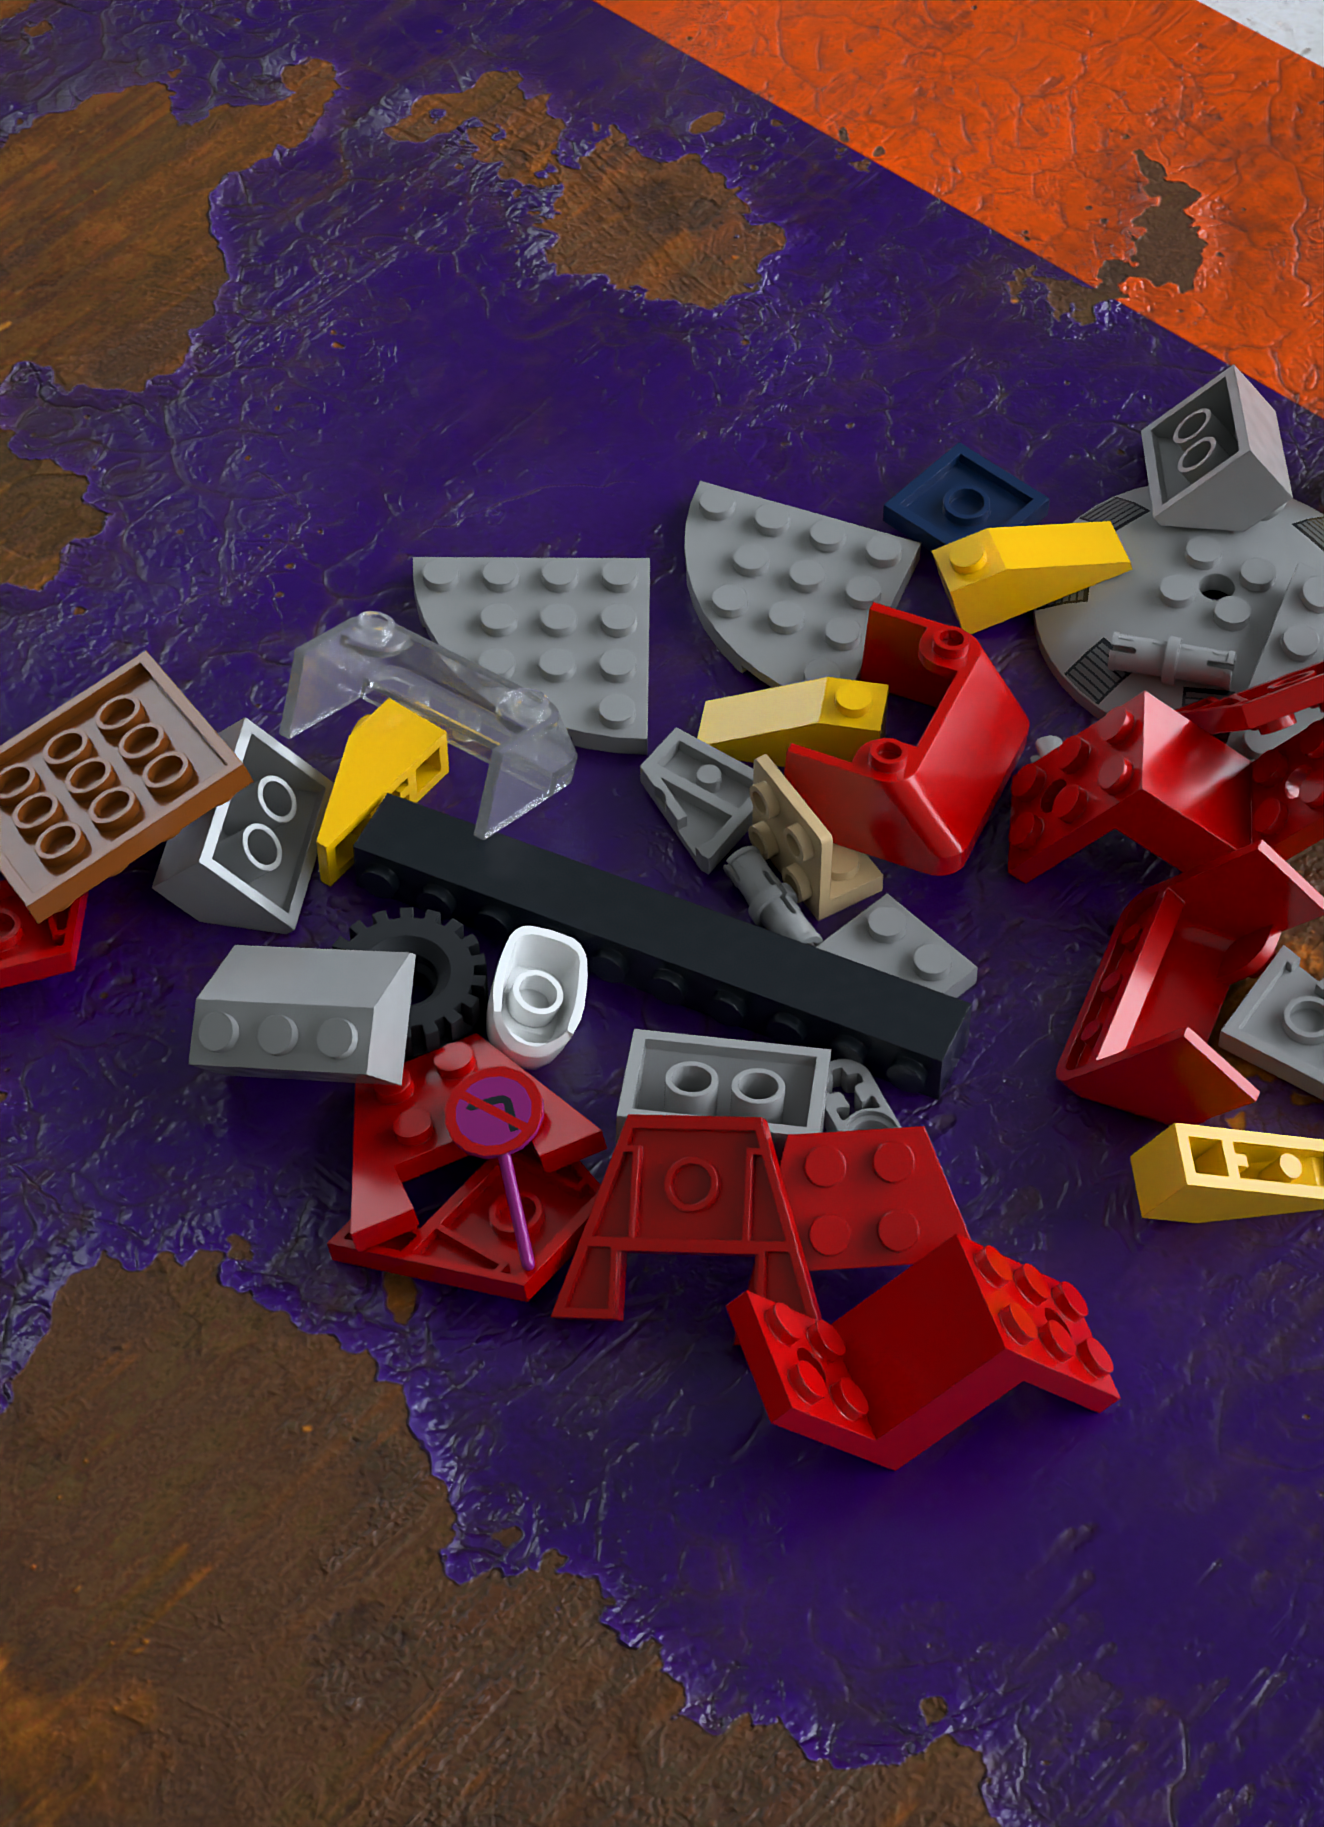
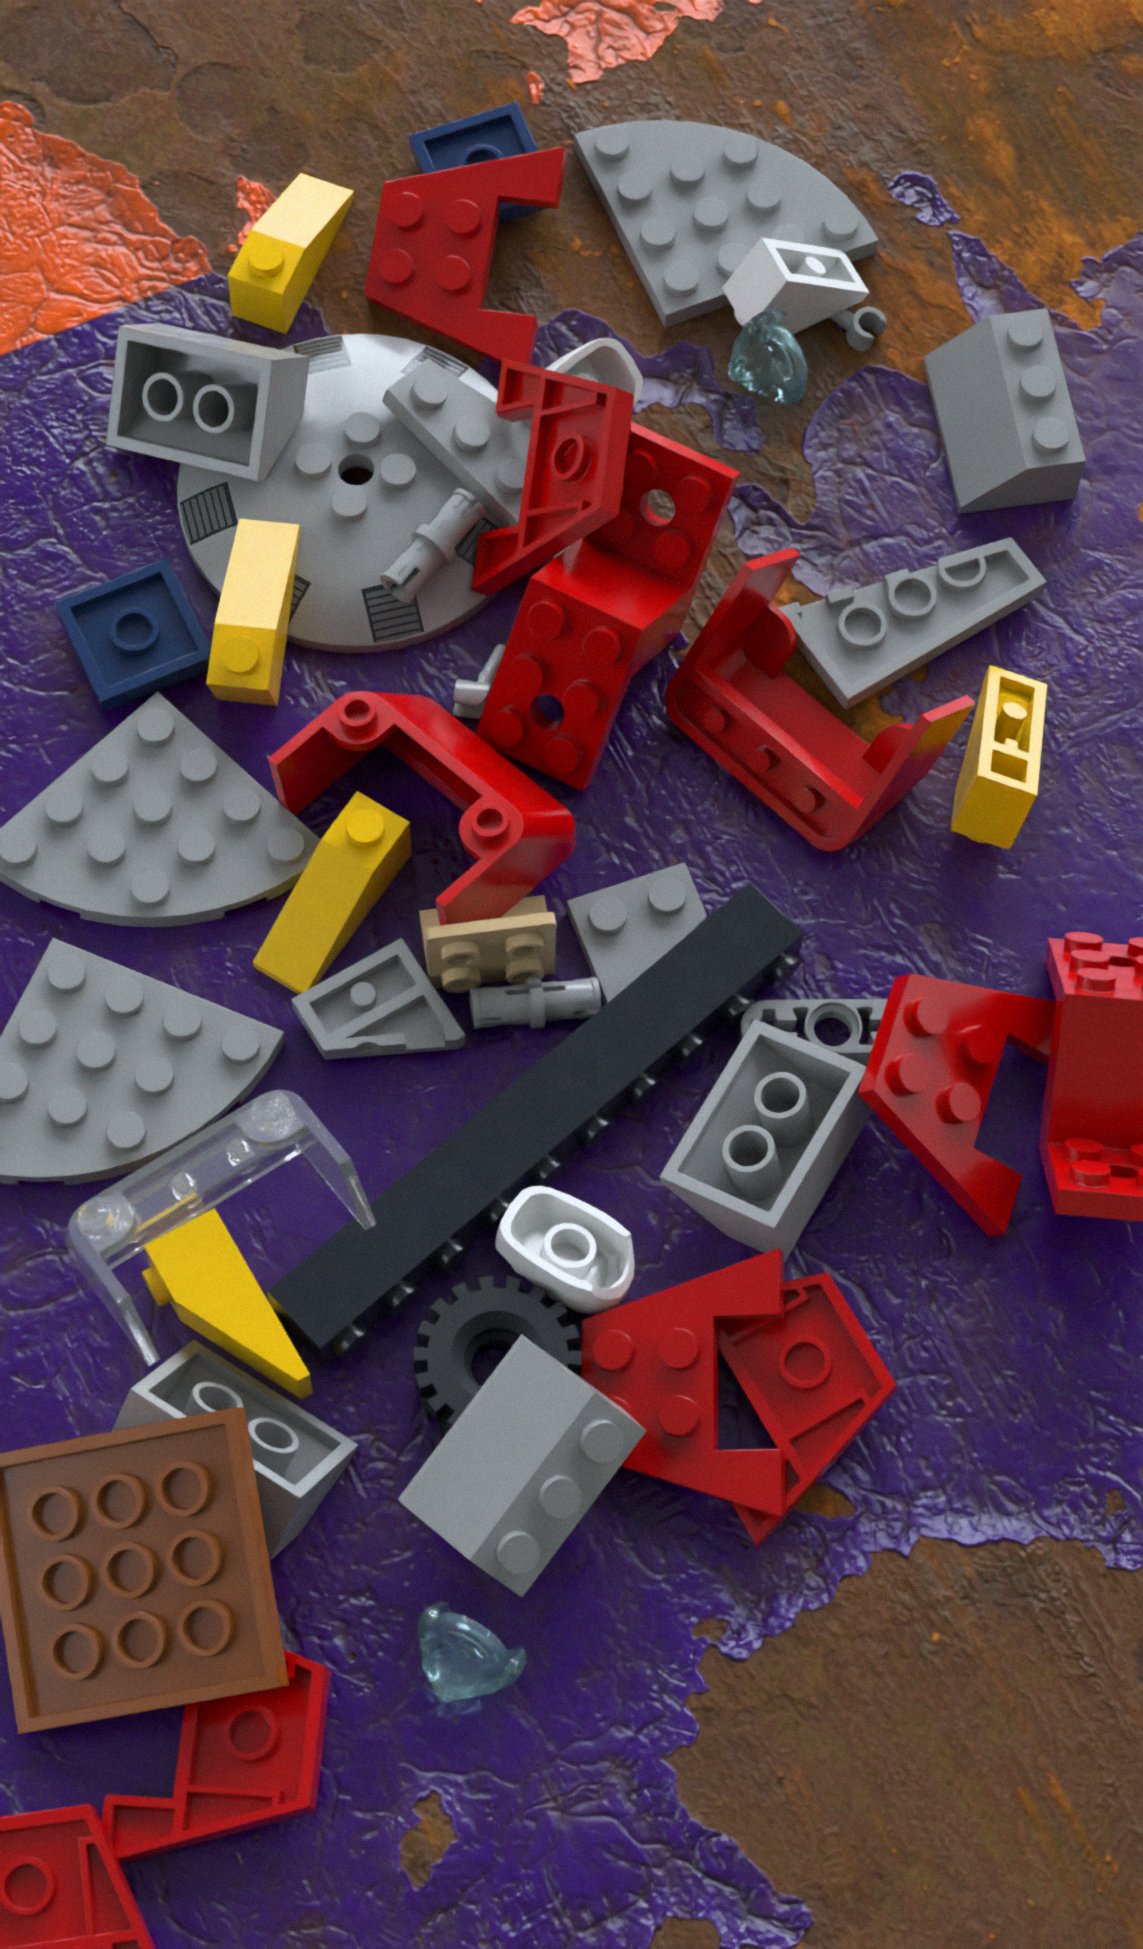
camera: 70 degrees left, 15 degrees up
(129, 1058) = (464, 1656): none -> clear light blue piece
(492, 1118) = (716, 1338): piece -> none
(688, 1192) = (877, 1201): red wing -> none

